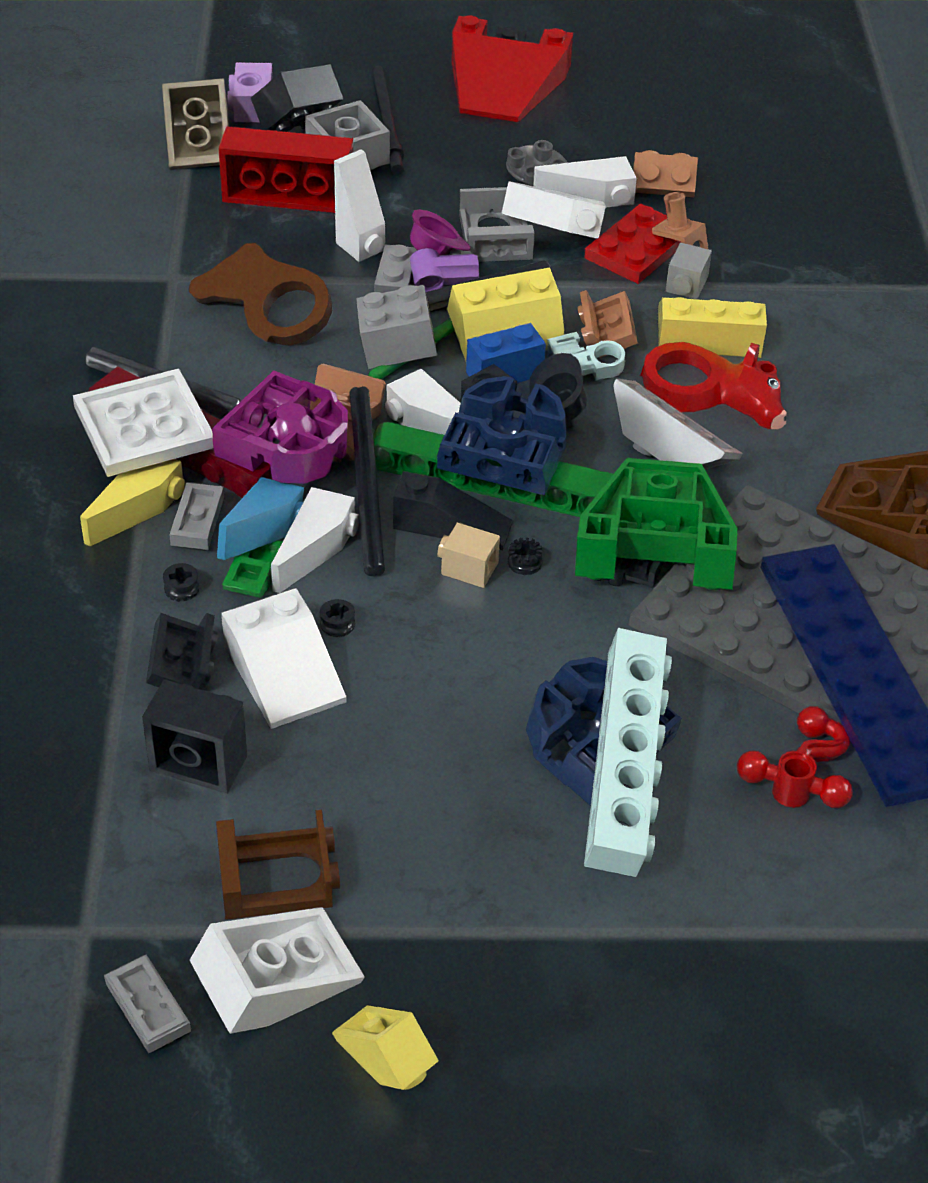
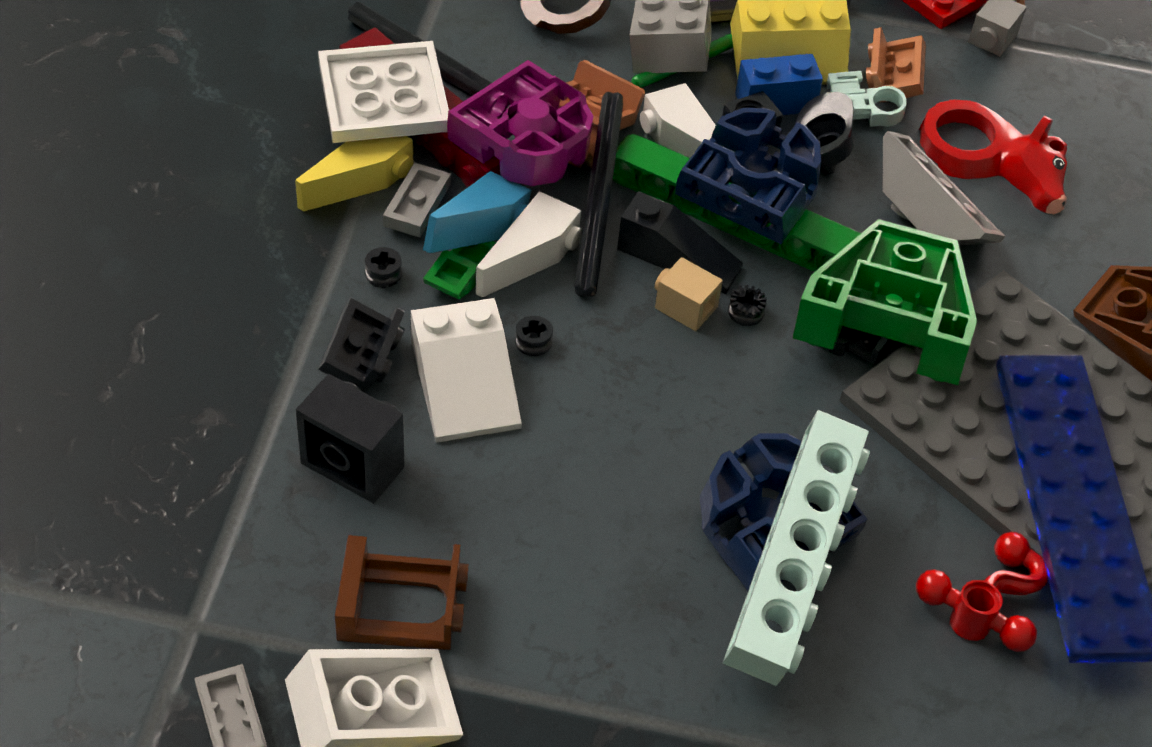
camera: 10 degrees right, 5 degrees up
(712, 324) = (1009, 88): light yellow slope -> none

